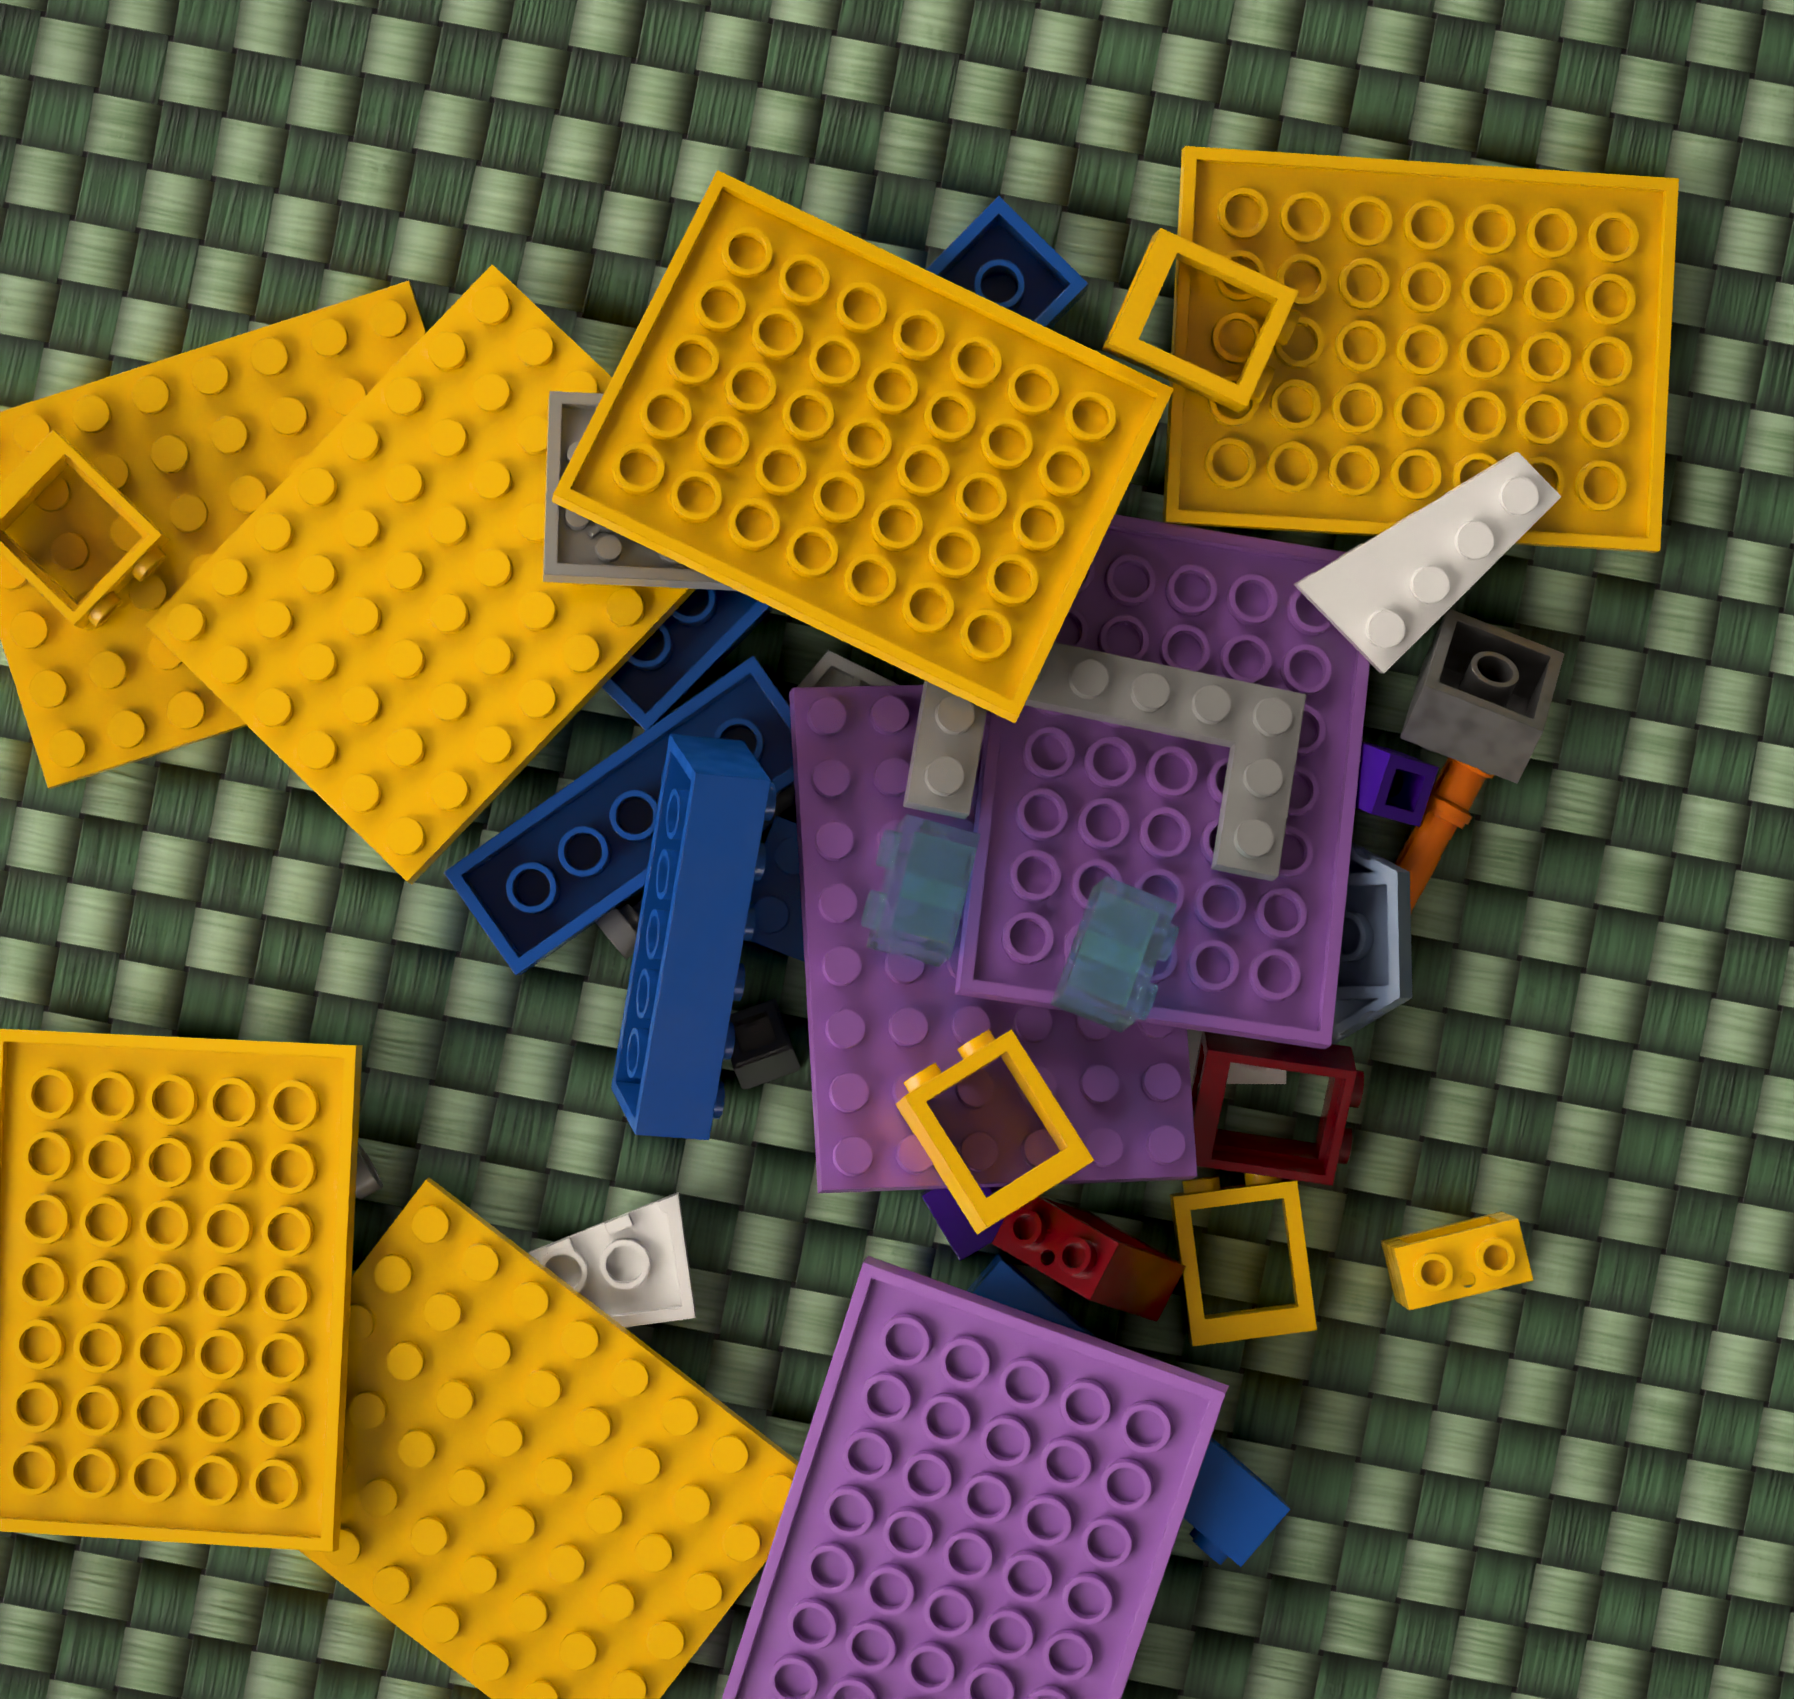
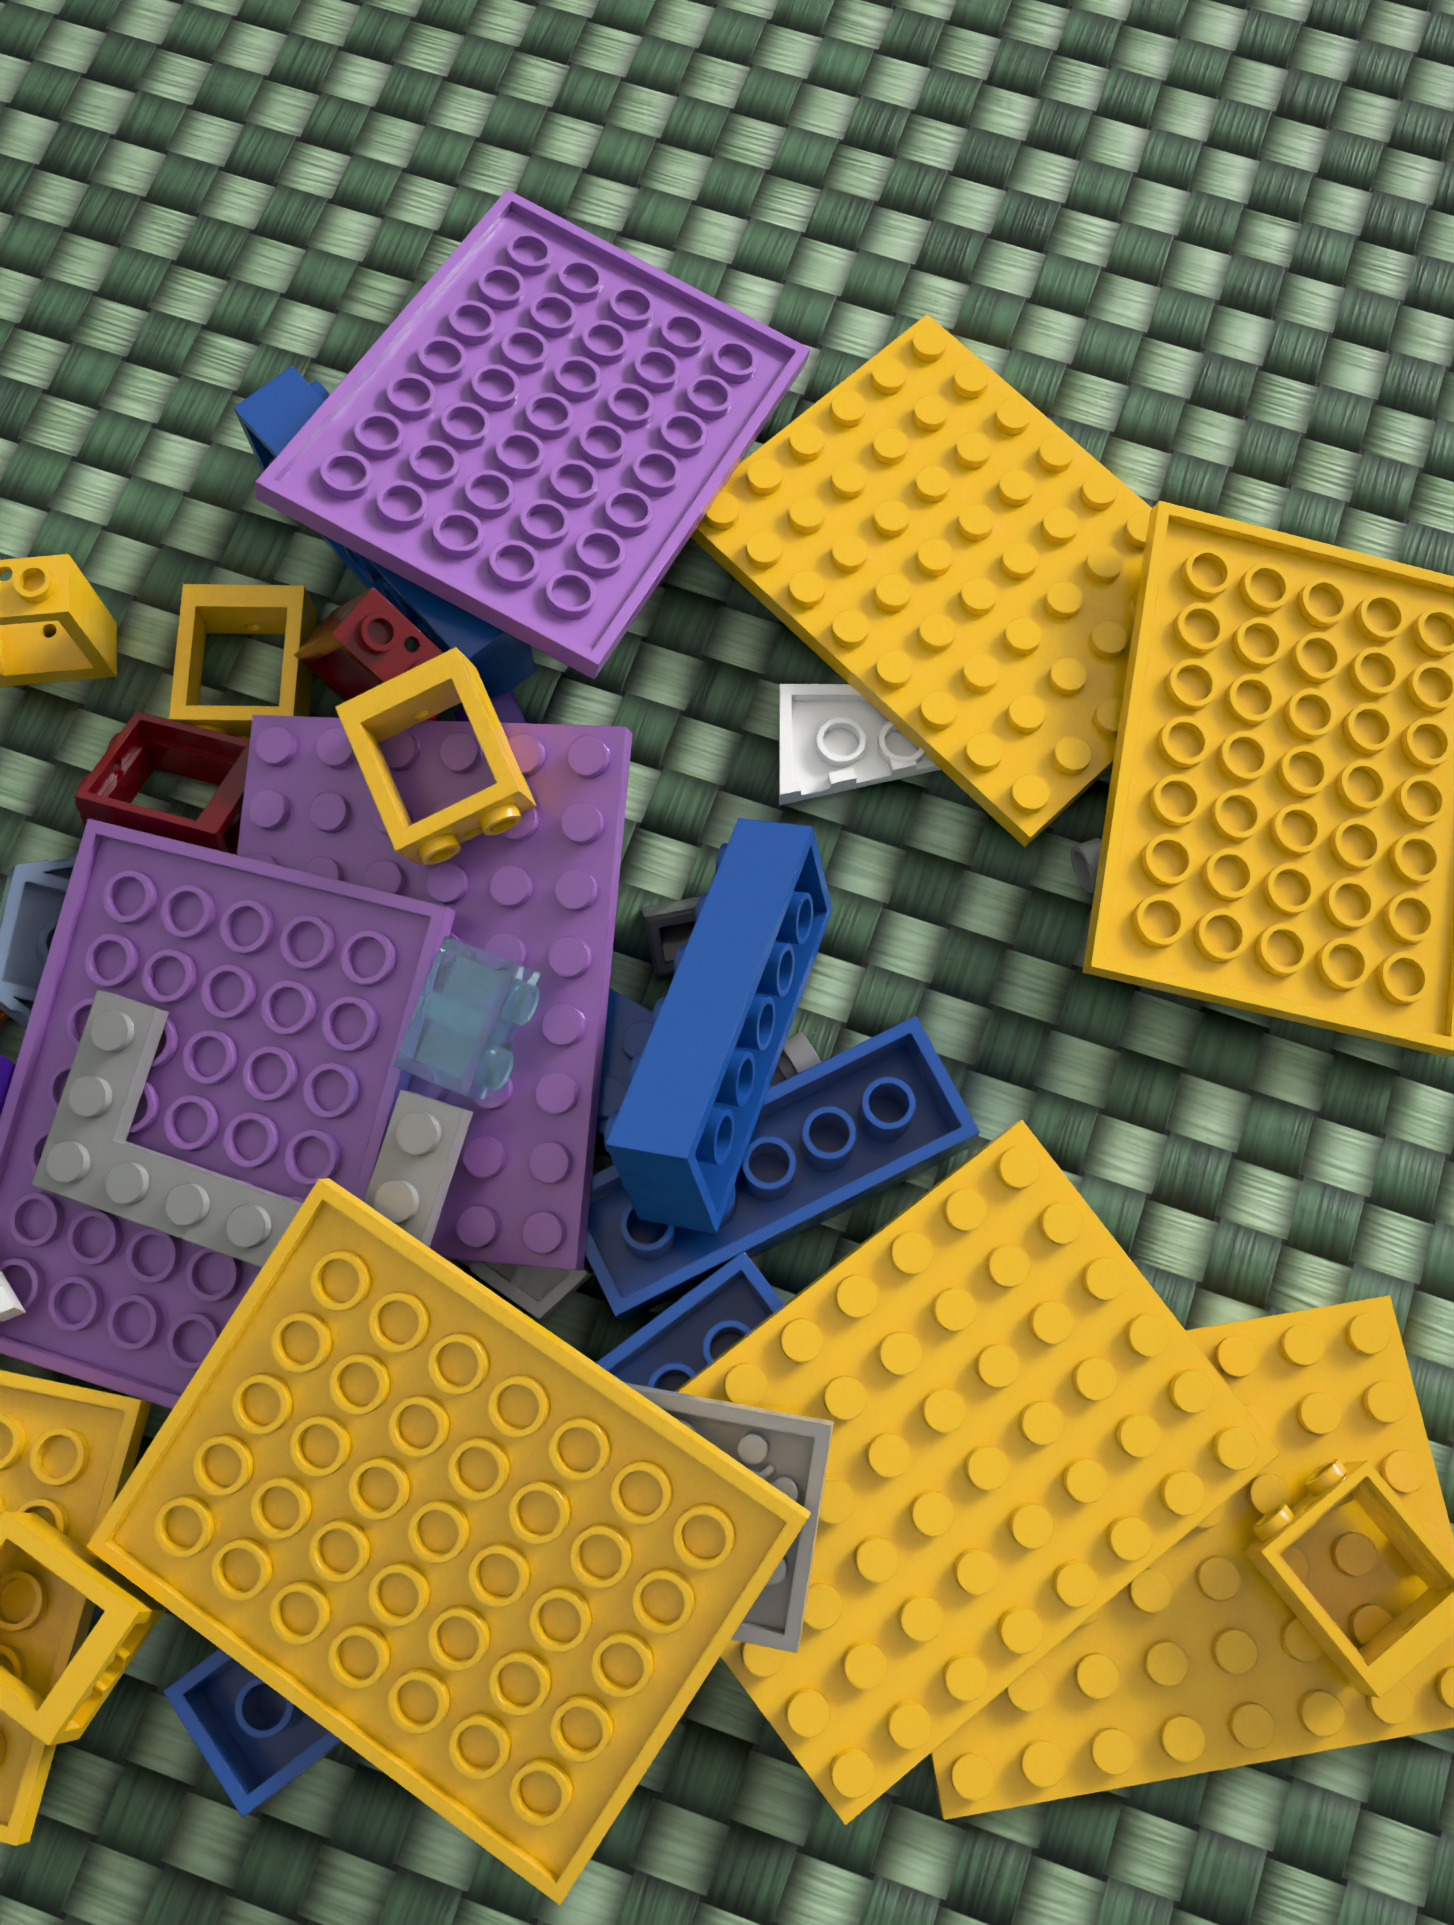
camera: 170 degrees left, 15 degrees down
(1116, 955) = (274, 920): clear light blue brick -> none

